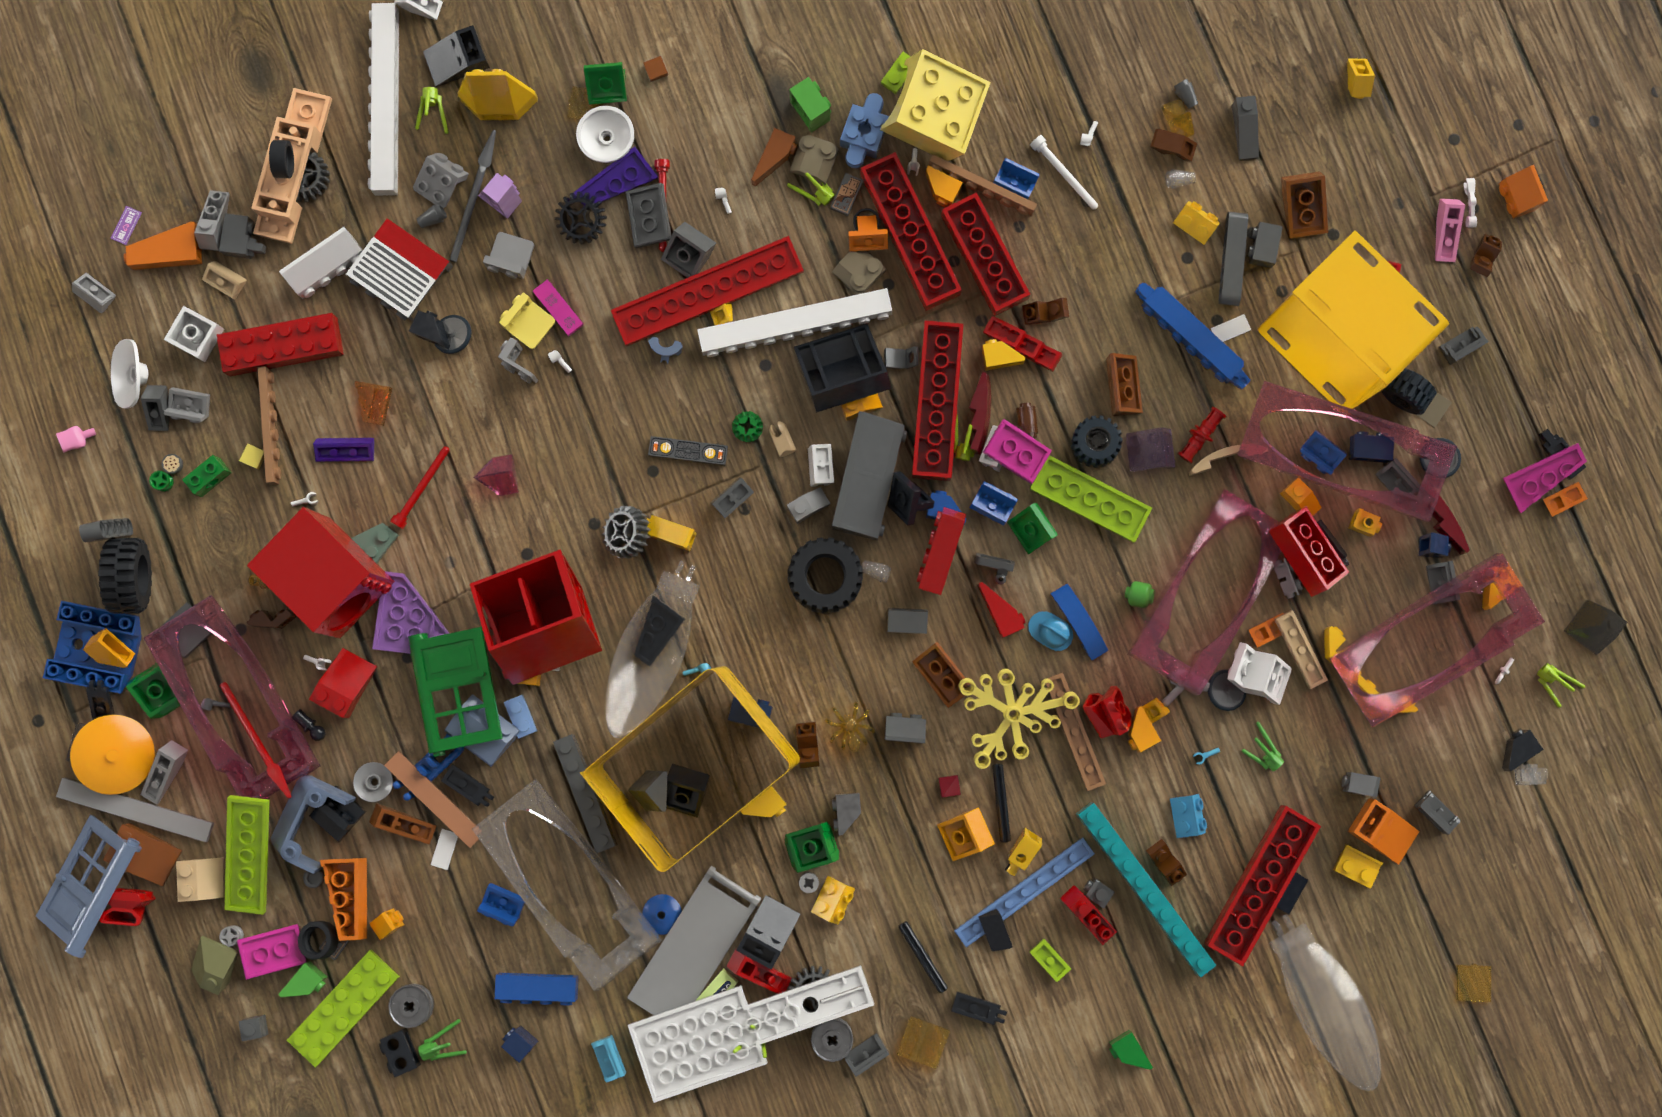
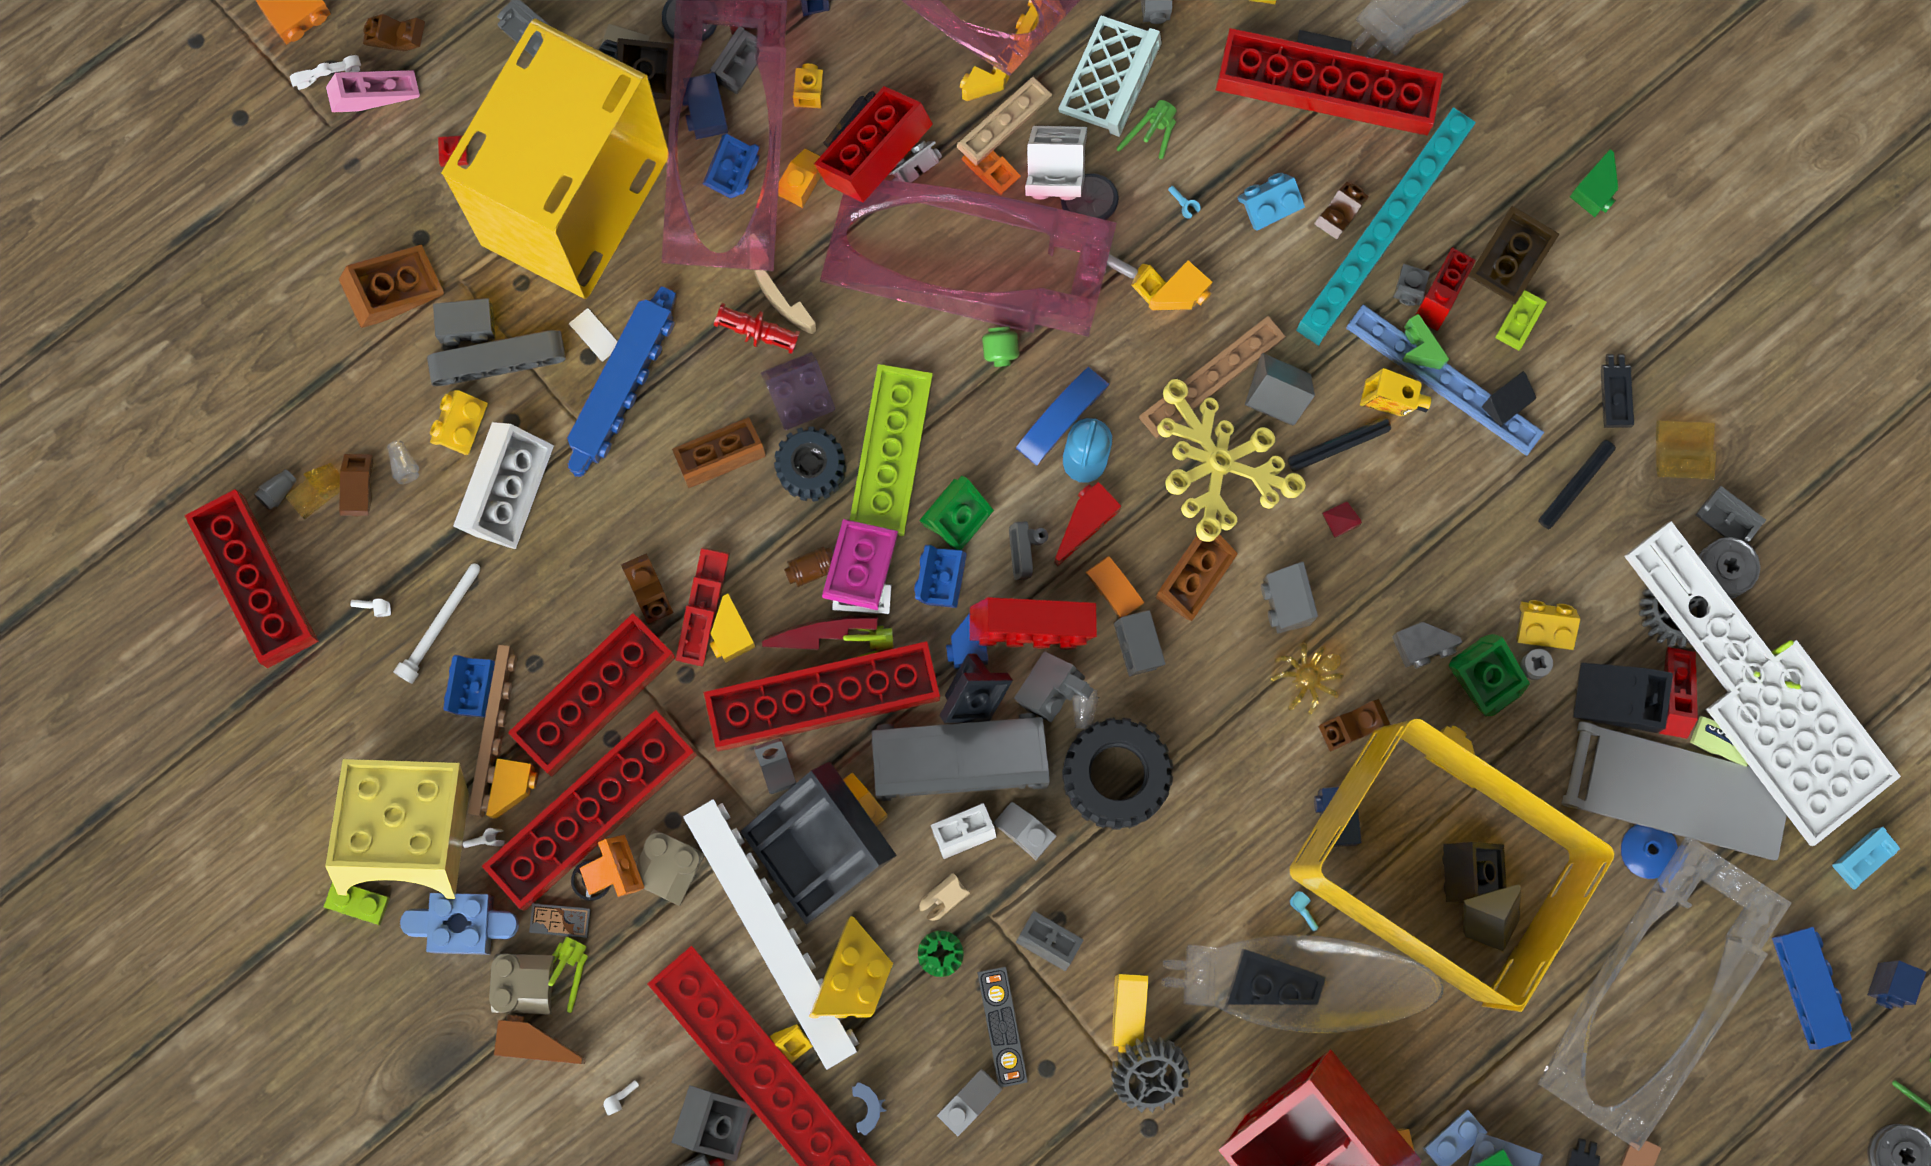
camera: 115 degrees left, 5 degrees down
(501, 905) = (1722, 1076): blue bracket -> none
(586, 798) = (1512, 1026): dark grey brick -> none
(647, 413) = (969, 1102): none -> light grey slope
(750, 365) = (853, 976): none -> yellow wing
(810, 104) = (443, 1013): bright green brick -> none
(896, 550) = (1050, 685): none -> dark grey hinge
(950, 617) = (1114, 587): none -> orange slope
(966, 834) = (1398, 476): light orange slope -> none
(1046, 884) = (1428, 351): none -> bright green slope
(1051, 774) = (1280, 390): none -> dark grey slope
(1096, 969) = (1513, 255): none -> dark brown slope
(1108, 712) = (1174, 339): red piece -> none
(1130, 61) = (251, 578): none -> red brick
(1144, 239) = (503, 485): none -> white slope
(1246, 127) = (302, 394): dark grey slope -> none
(1305, 749) = (1133, 76): none -> light aqua fence
(1360, 78) = (187, 262): yellow slope -> none
(1405, 405) = (652, 59): none -> dark brown slope

